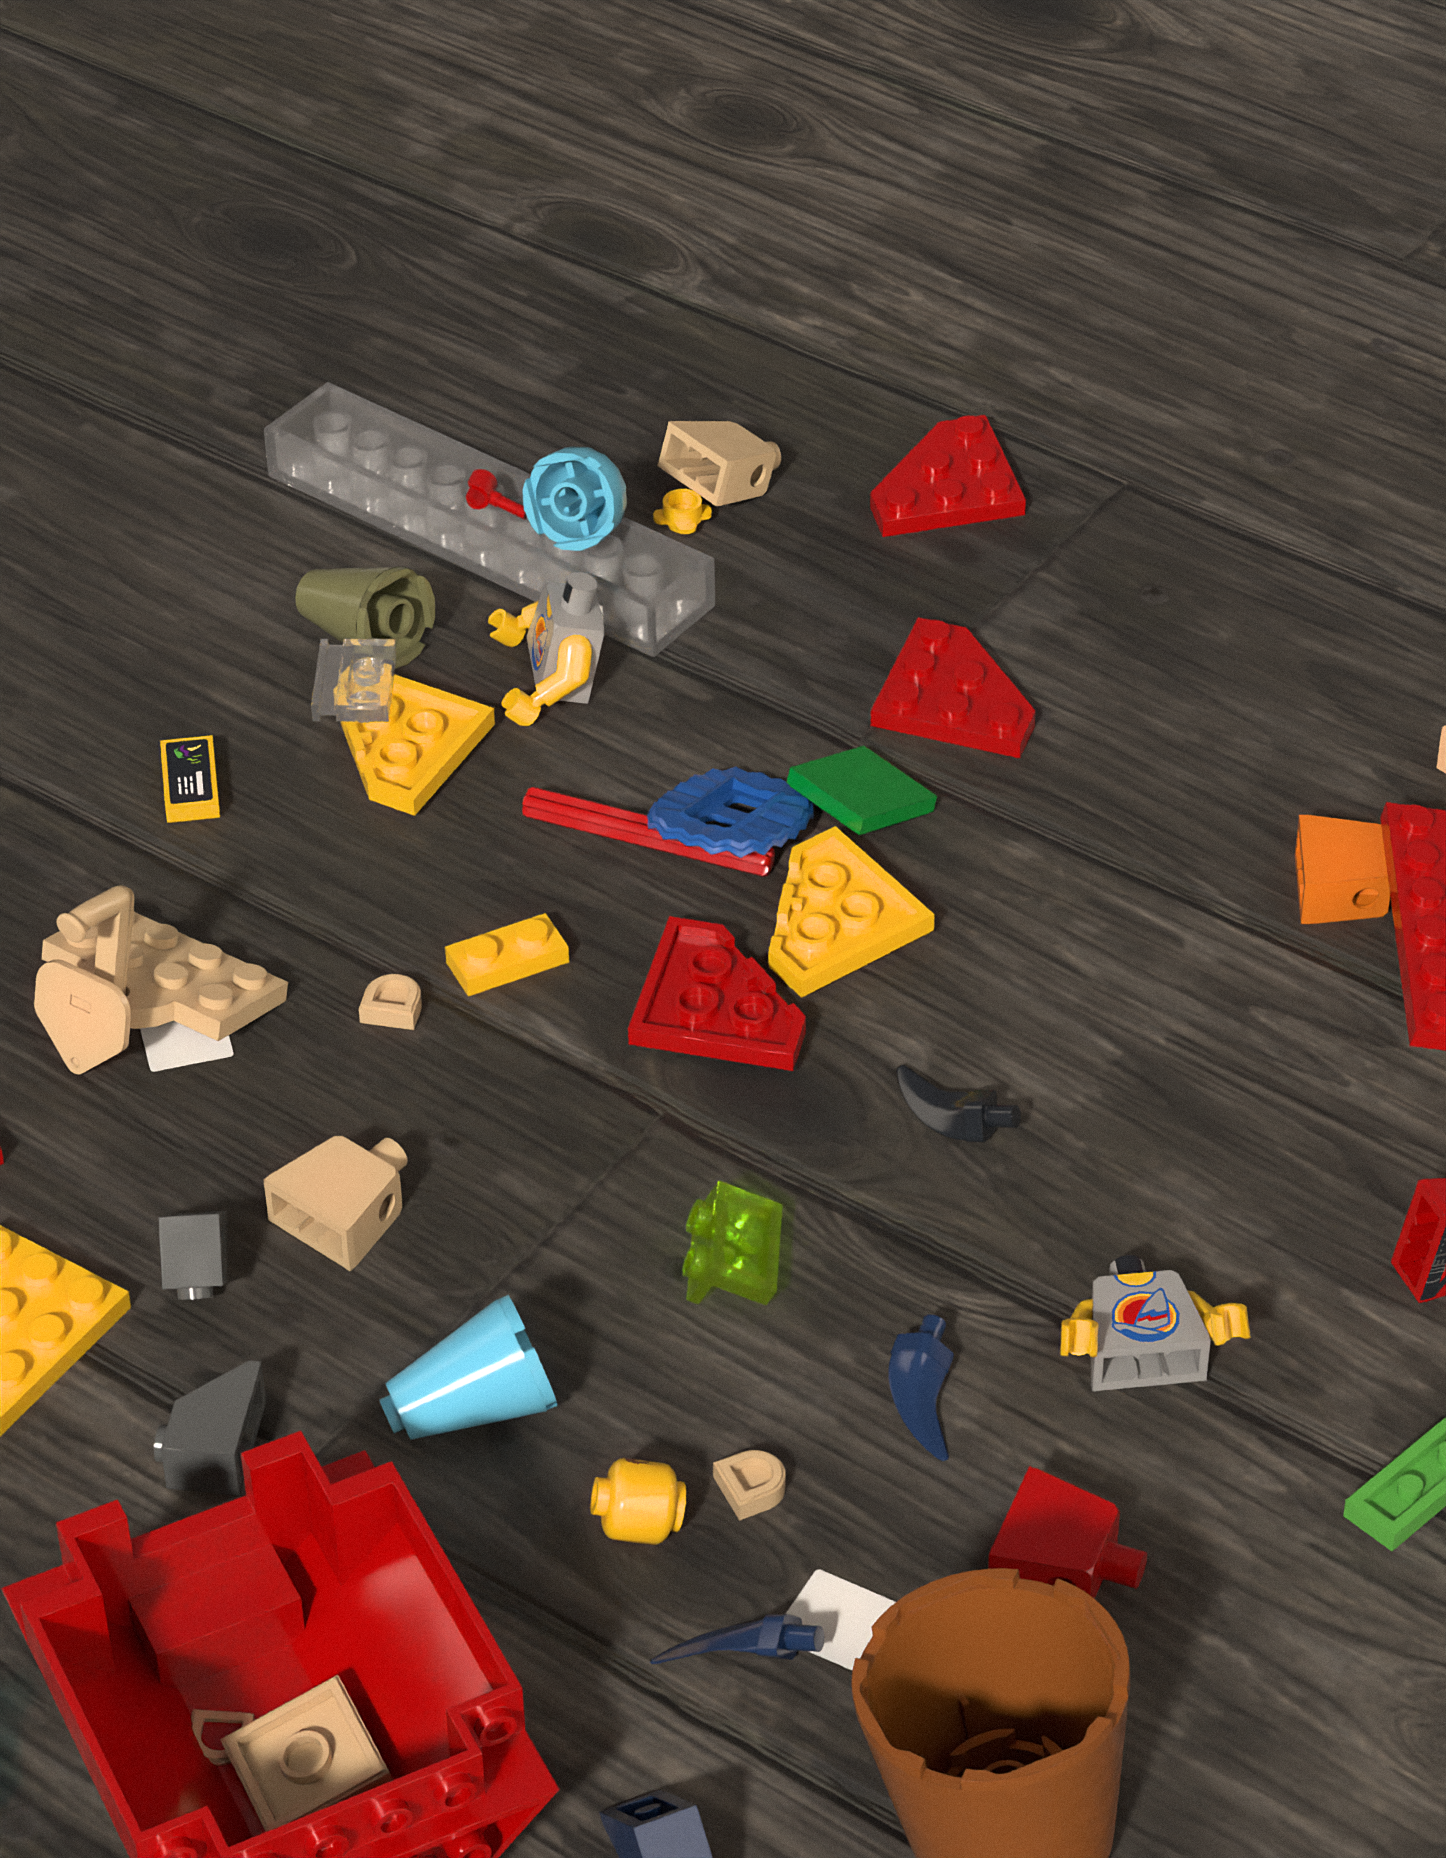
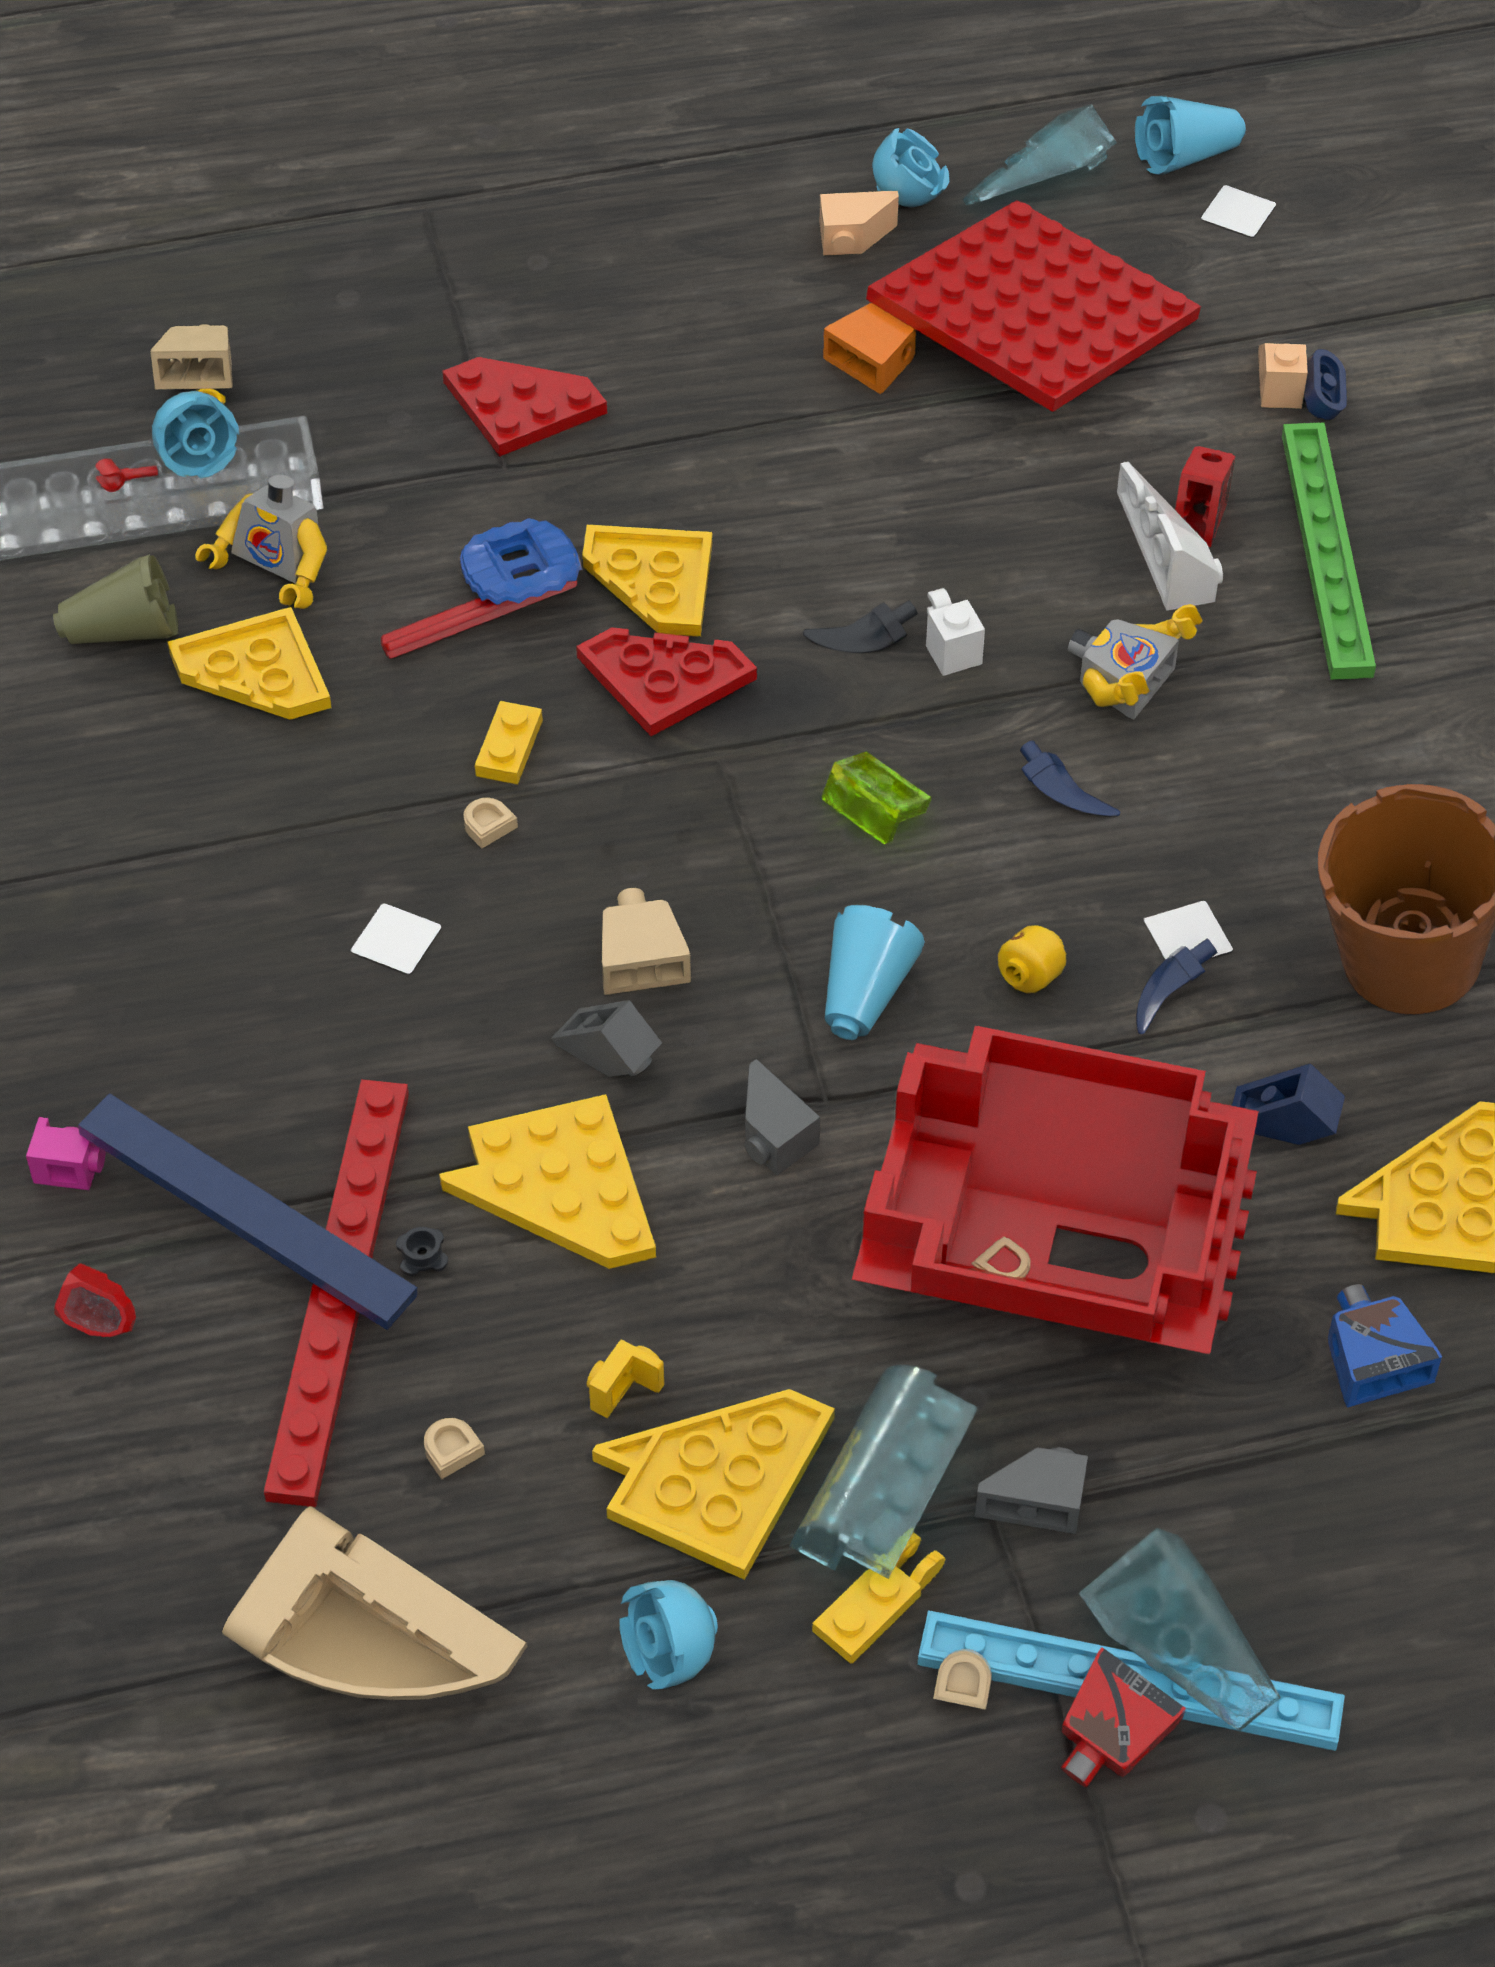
camera: 50 degrees left, 10 degrees up
(129, 972) = (346, 926): tan plate -> none
(189, 779) = (162, 792): tile -> none
(306, 1755) = (1080, 1227): tan tile -> none
(354, 680) = (195, 651): clear plate -> none
(751, 1481) = (1055, 904): tan tile -> none
(861, 790) = (565, 494): green tile -> none
(948, 481) = (331, 276): red plate -> none
(1014, 1168) = (953, 633): none -> white brick
(1064, 1535) = (1243, 803): red torso -> none
(1345, 1255) = (1170, 546): none -> white wedge

